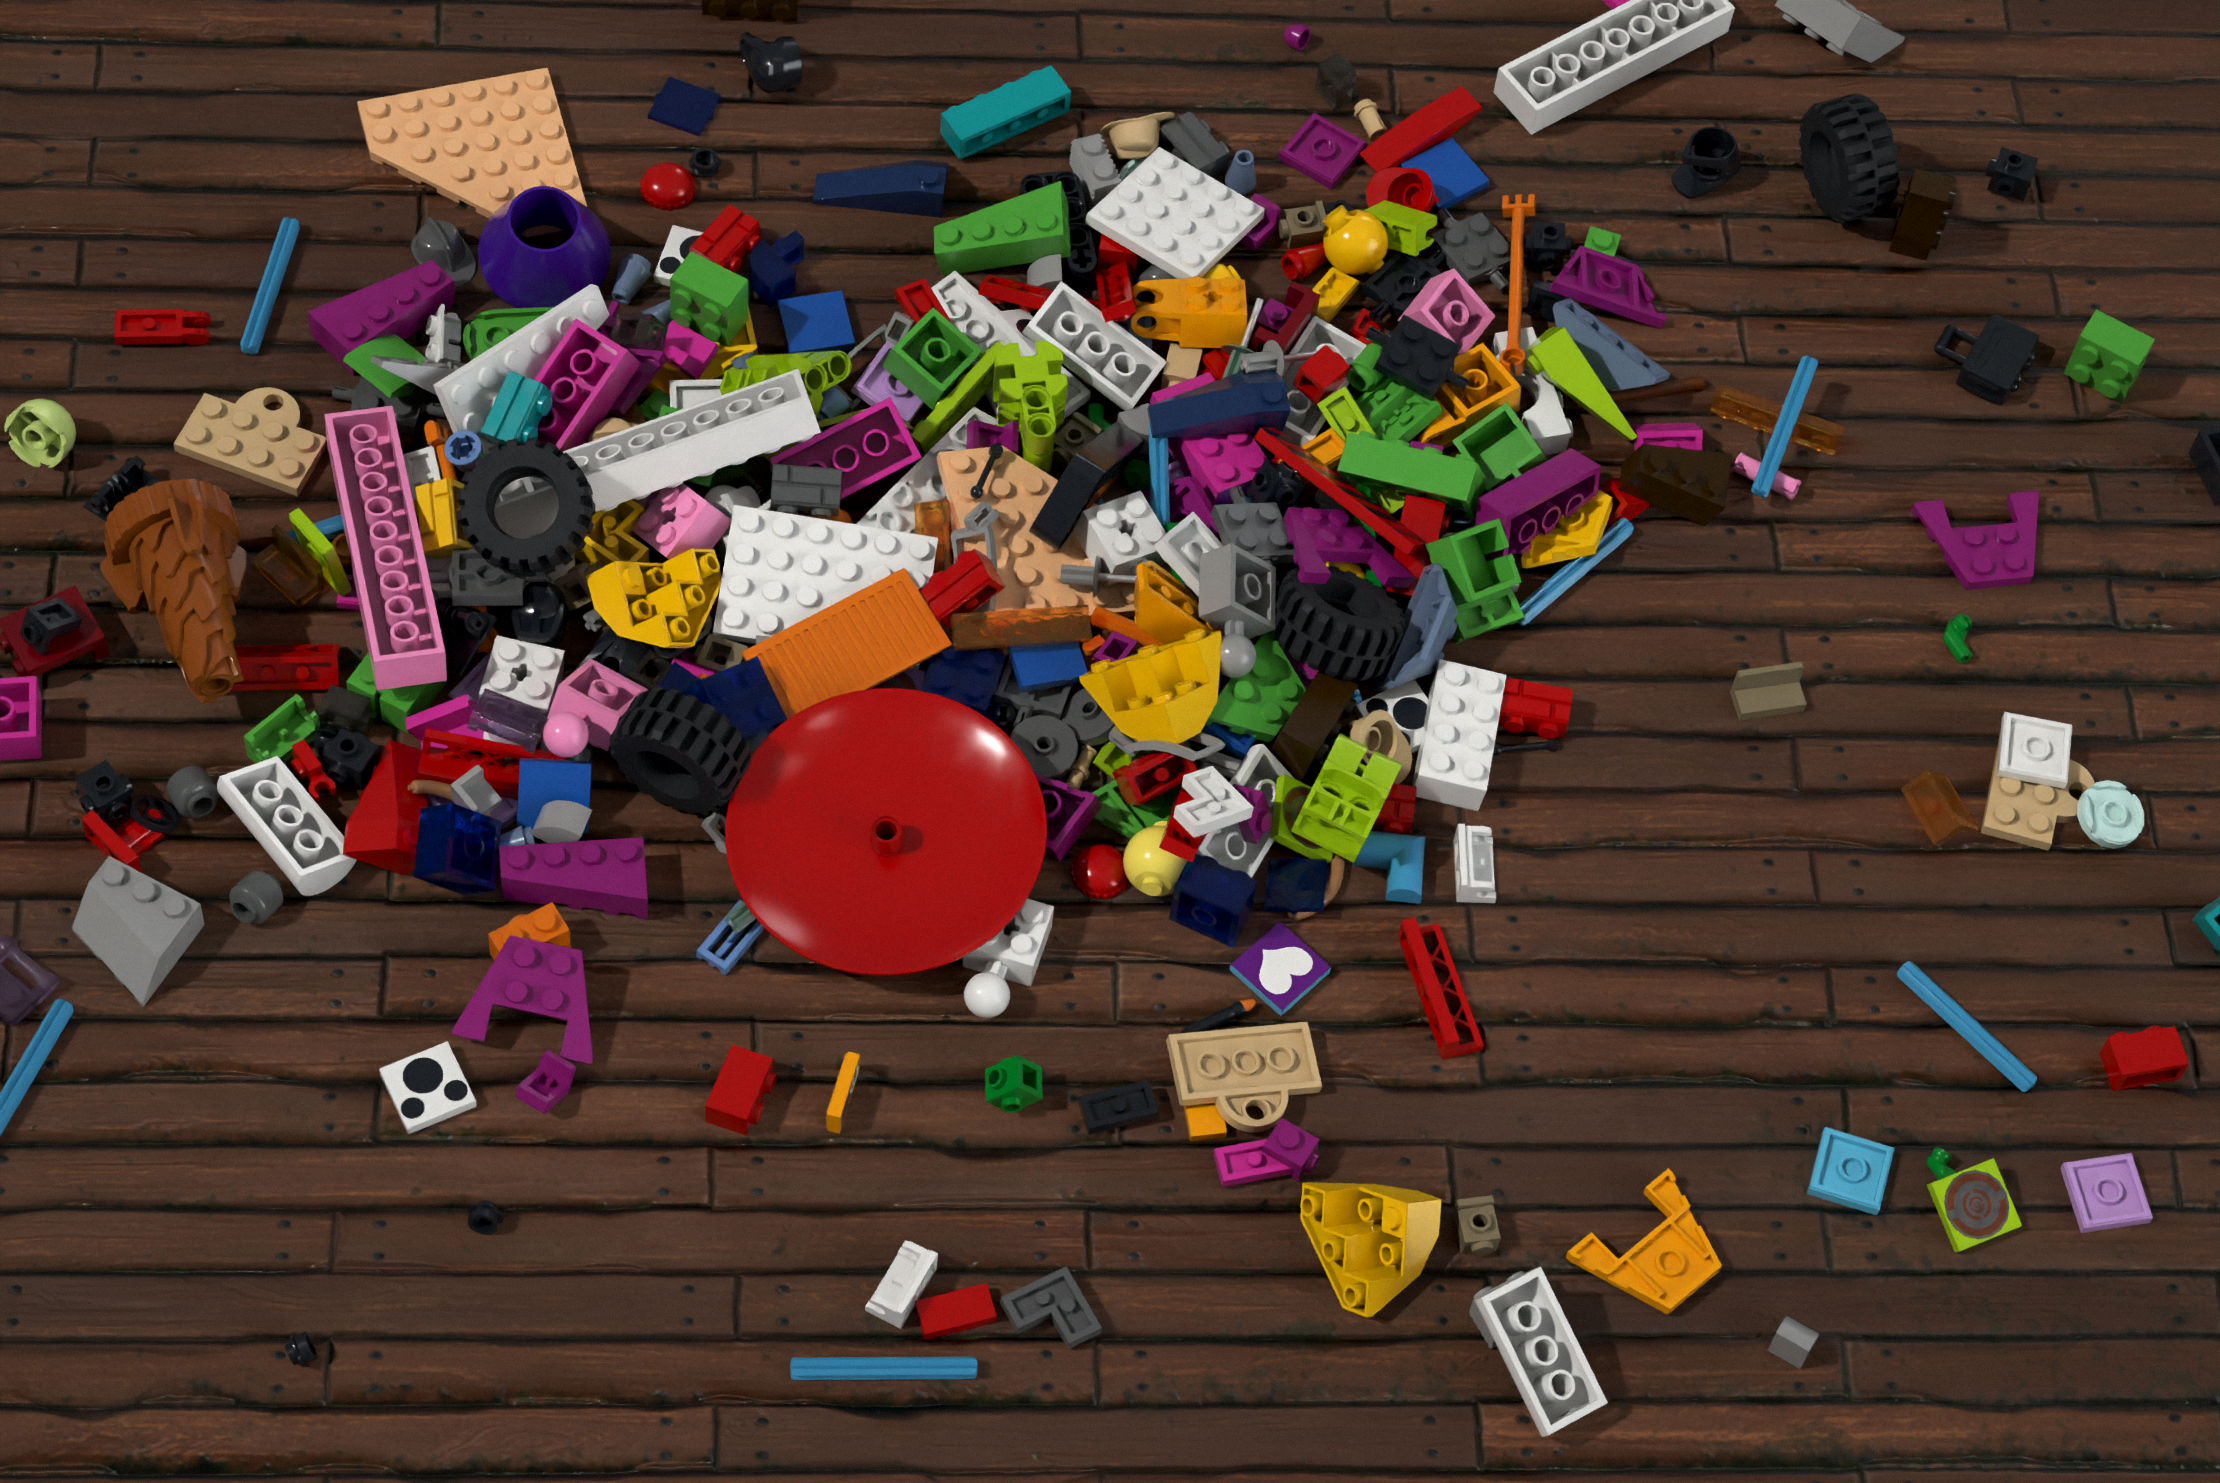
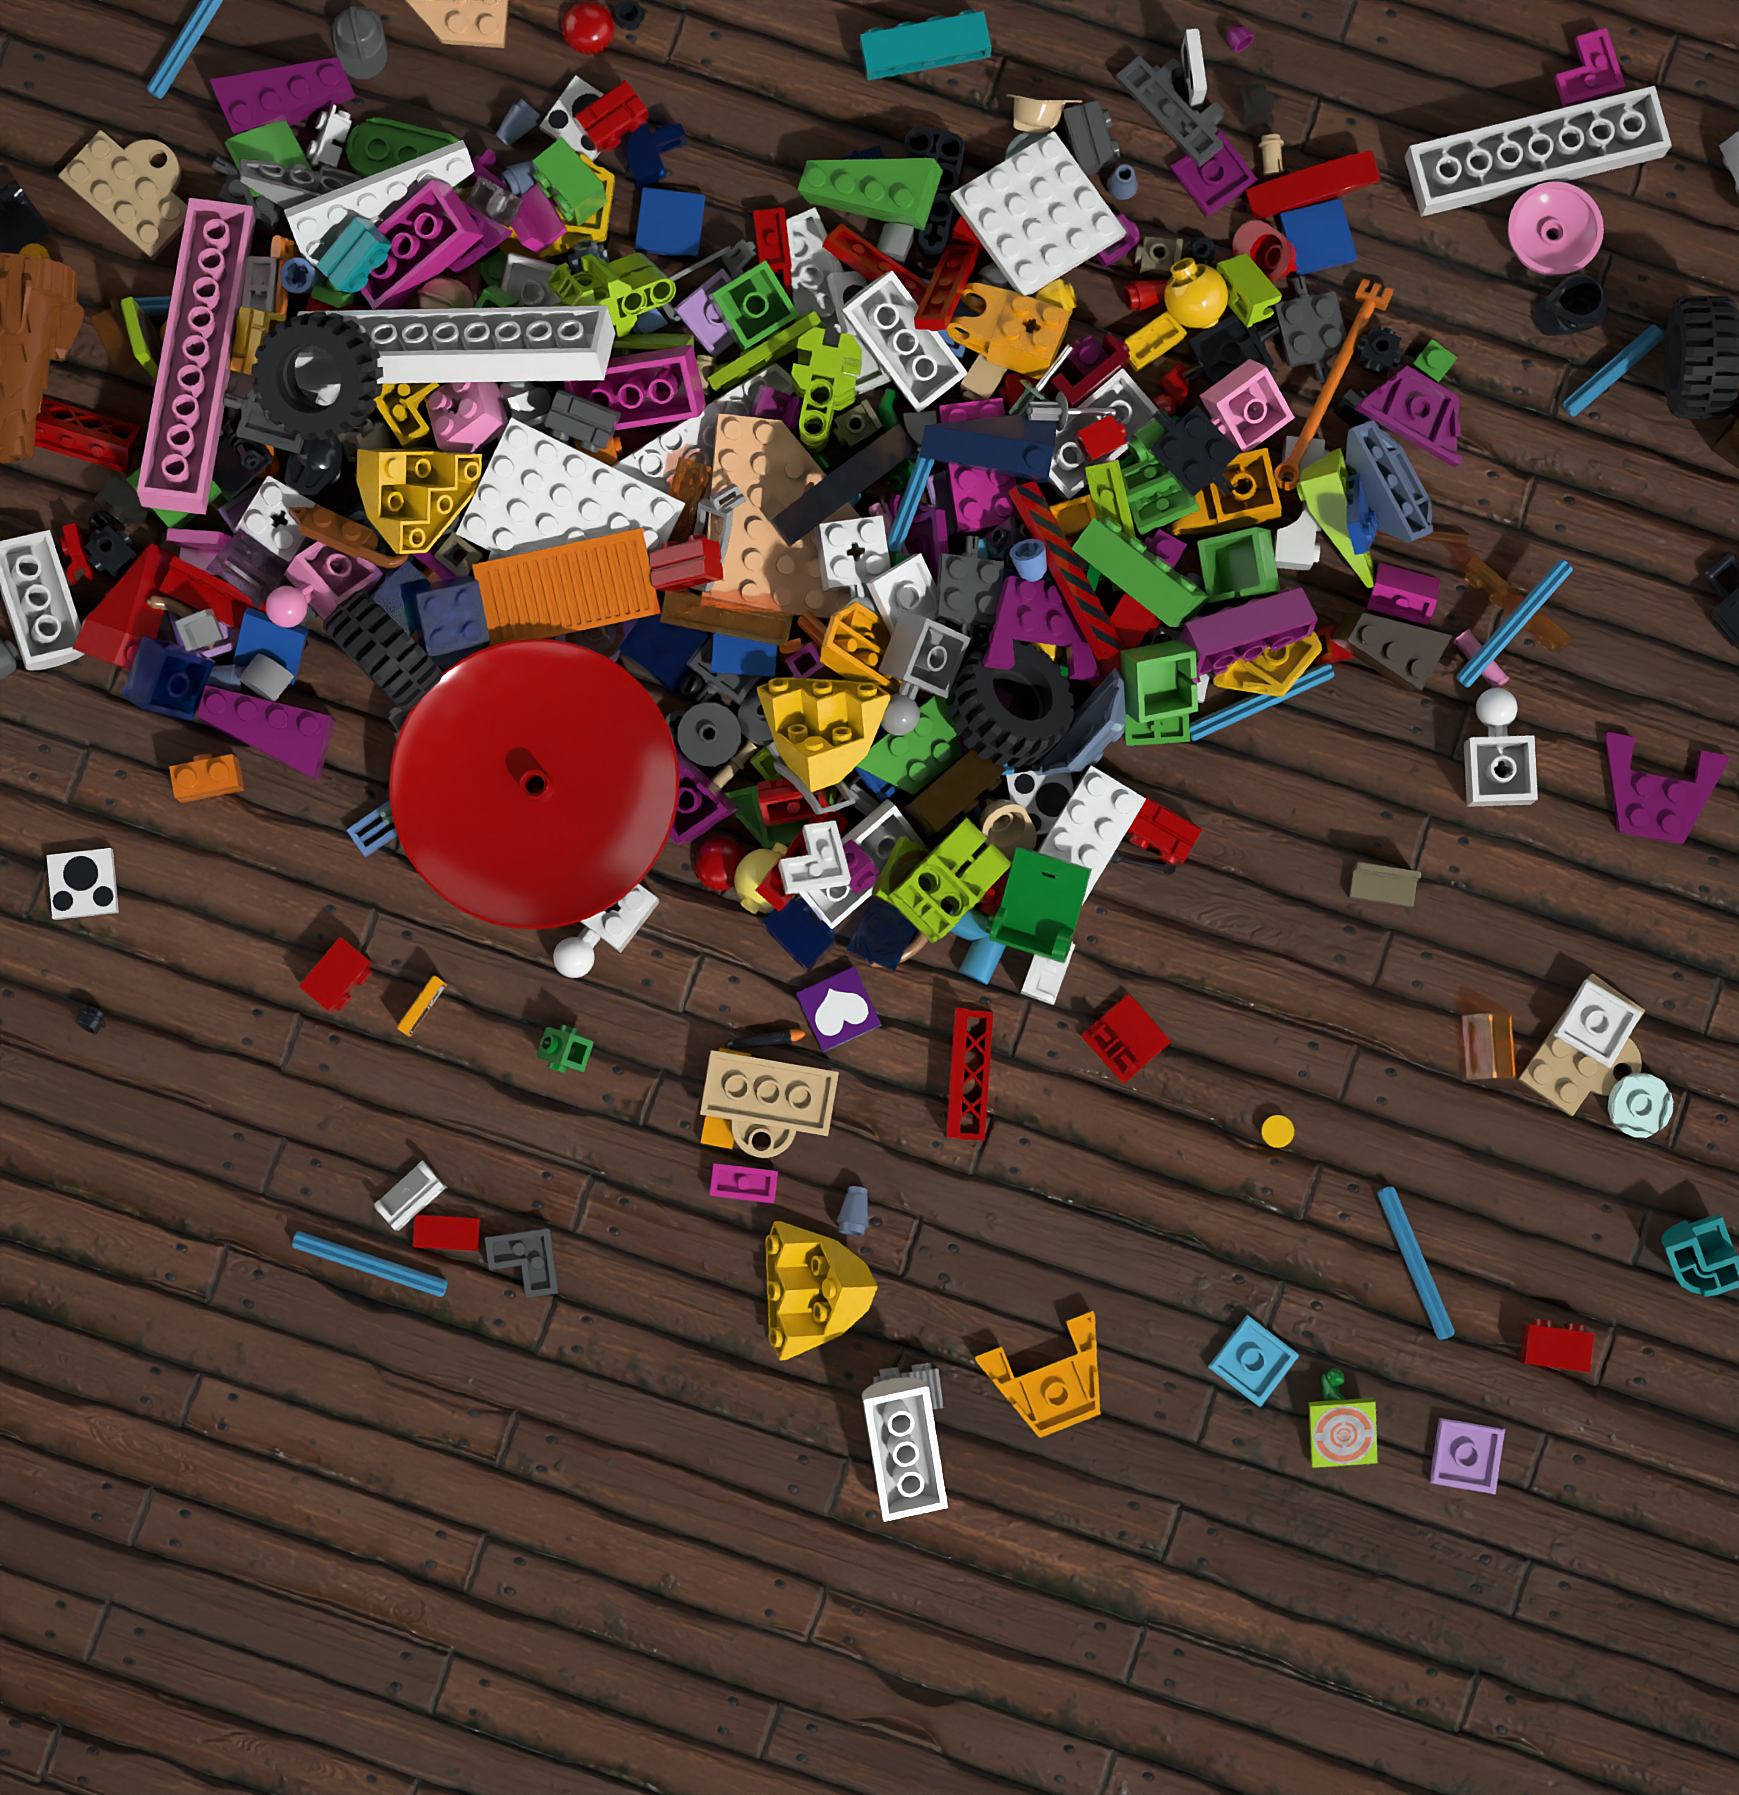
camera: 25 degrees right, 25 degrees up
(161, 327) = (81, 45): red hinge -> none
(281, 731) = (63, 506): bright green hinge -> none
(537, 276) = (479, 95): dark purple cone -> none
(537, 981) = (197, 825): magenta wing -> none
(547, 1083) = (178, 916): magenta bracket -> none
(601, 658) = (342, 535): none -> dark orange plate
(897, 187) = (794, 91): dark blue wedge -> none
(995, 452) = (769, 429): black hinge -> none
(1091, 576) = (809, 584): light grey piece -> none
(1094, 168) = (985, 137): light grey brick -> none
(1118, 1107) = (649, 1095): black plate -> none
(1244, 100) = (1155, 94): none -> dark grey hinge
(1268, 64) = (1193, 69): none -> white tile
(1293, 1148) = (778, 1186): magenta bracket -> none
(1303, 485) = (1029, 559): none -> medium blue hat
(1381, 1155) = (854, 1212): none -> sand blue cone
(1447, 792) = (1040, 909): none -> green door
(1467, 1216) = (914, 1296): dark tan brick -> none
(1582, 908) = (1126, 1038): none -> red hinge
(1608, 369) = (1360, 521): none -> blue wing
(1661, 104) = (1567, 213): none -> bright pink dish
(1768, 209) = (1613, 370): none -> dark azure axle
(1772, 947) = (1277, 1131): none -> yellow tile
(1793, 1342) = (1134, 1498): light grey brick -> none
(1828, 555) = (1514, 754): none -> white brick
(1955, 636) = (1582, 879): green arm -> none

